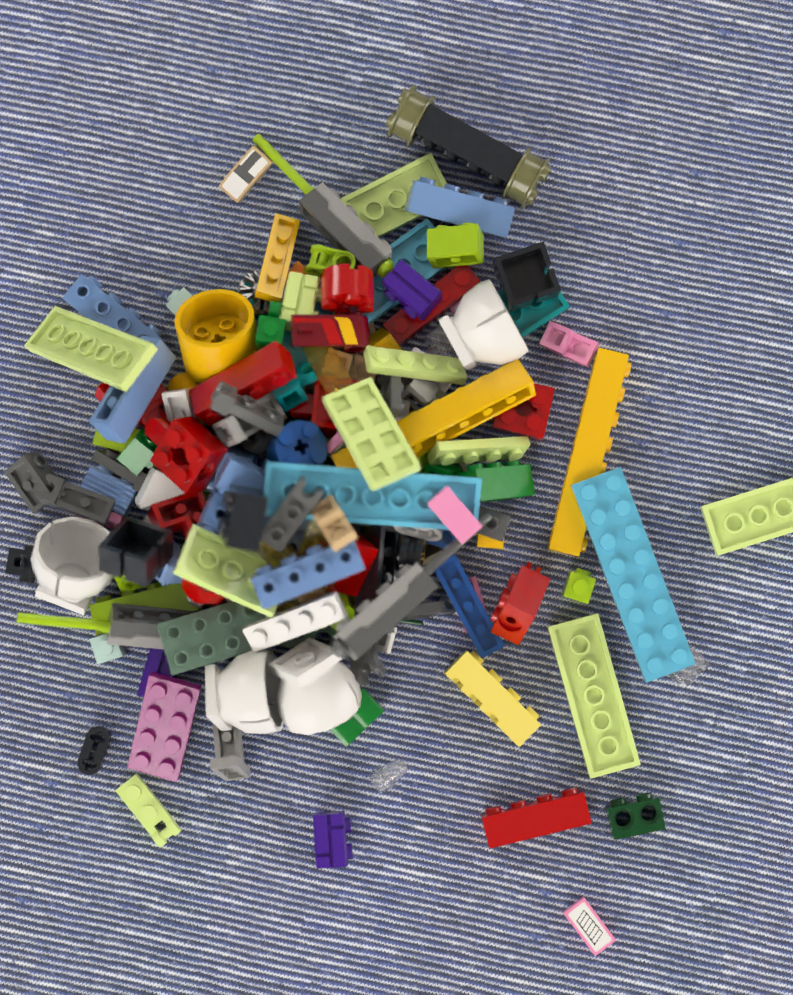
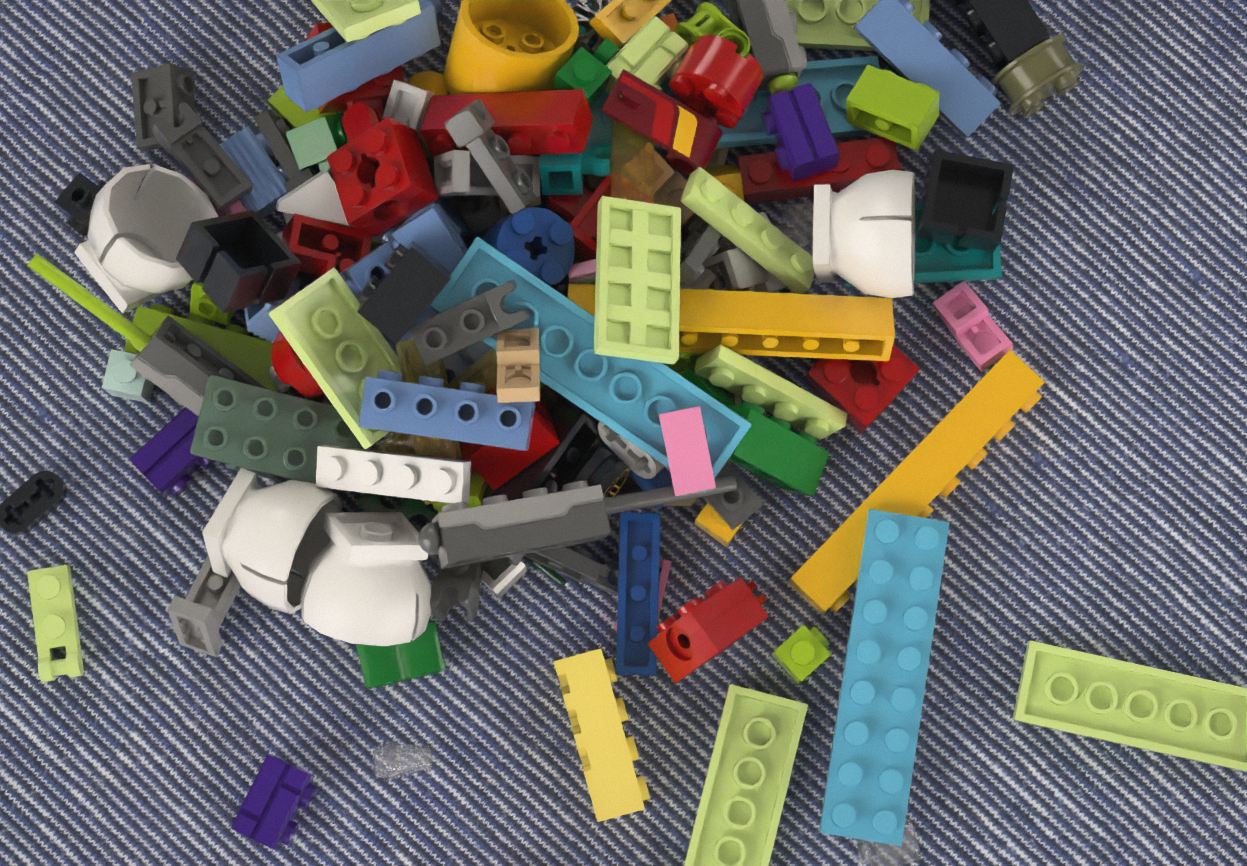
camera: 25 degrees right, 5 degrees down
(164, 726) = (141, 521): plate -> none

